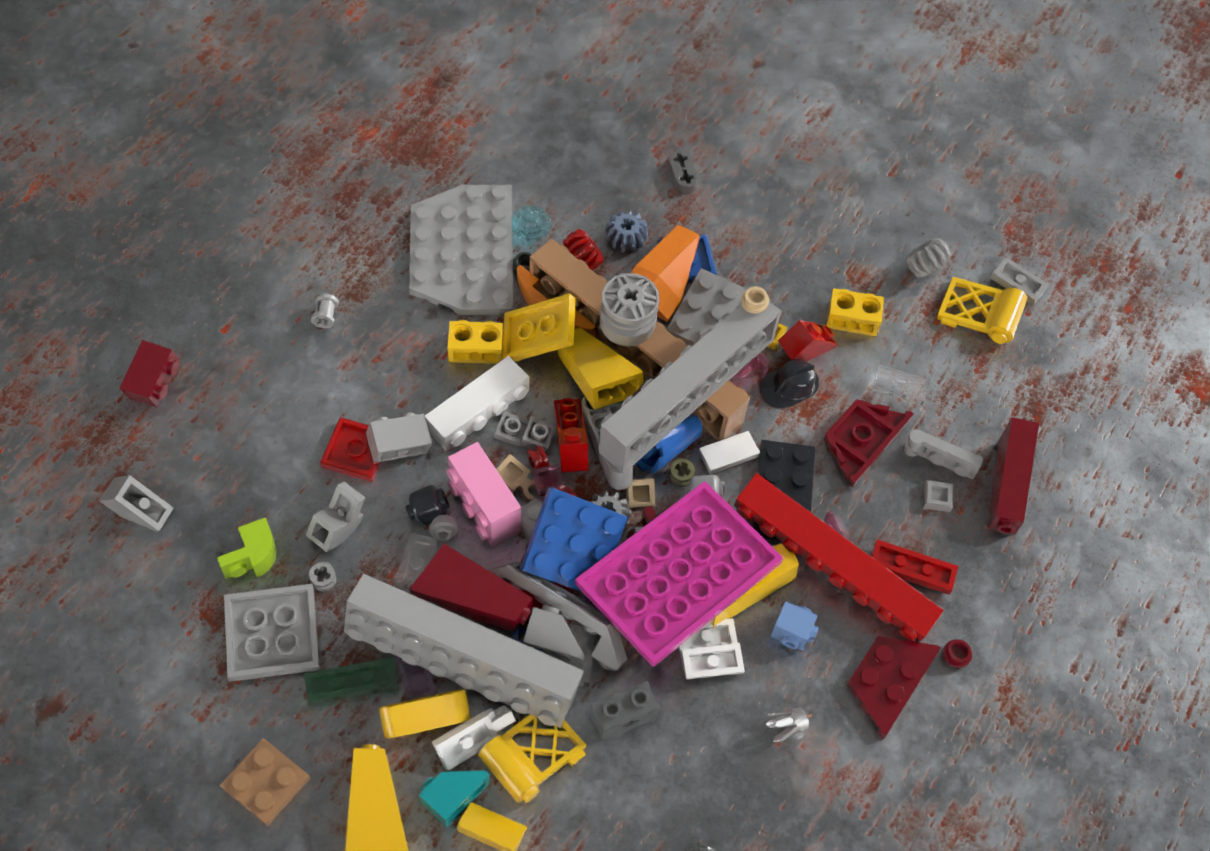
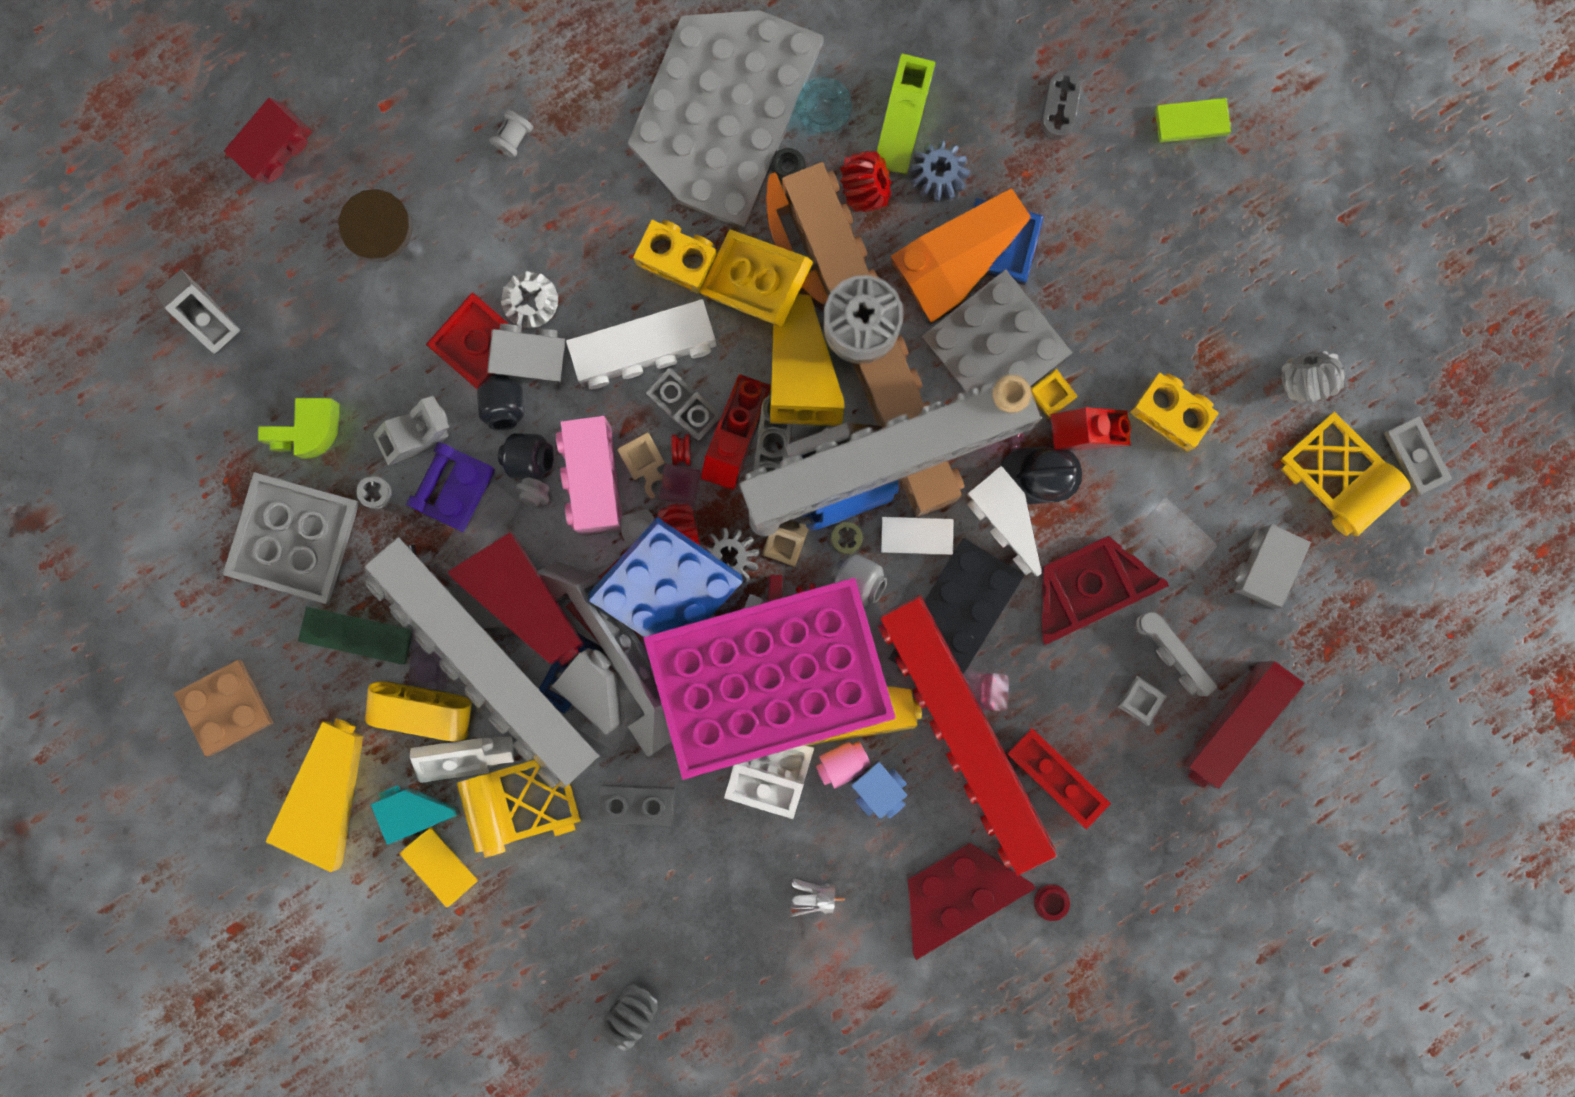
camera: 30 degrees right, 25 degrees up
(253, 395) = (375, 225): none -> dark brown piece
(370, 405) = (545, 301): none -> white gear
(389, 548) = (460, 492): none -> dark purple plate
(393, 477) = (500, 402): none -> black head
(586, 202) = (905, 112): none -> lime slope
(759, 619) = (843, 764): none -> bright pink brick
(768, 152) = (1193, 120): none -> lime tile
(782, 411) = (1007, 510): none -> white slope
(971, 377) = (1271, 566): none -> light grey brick

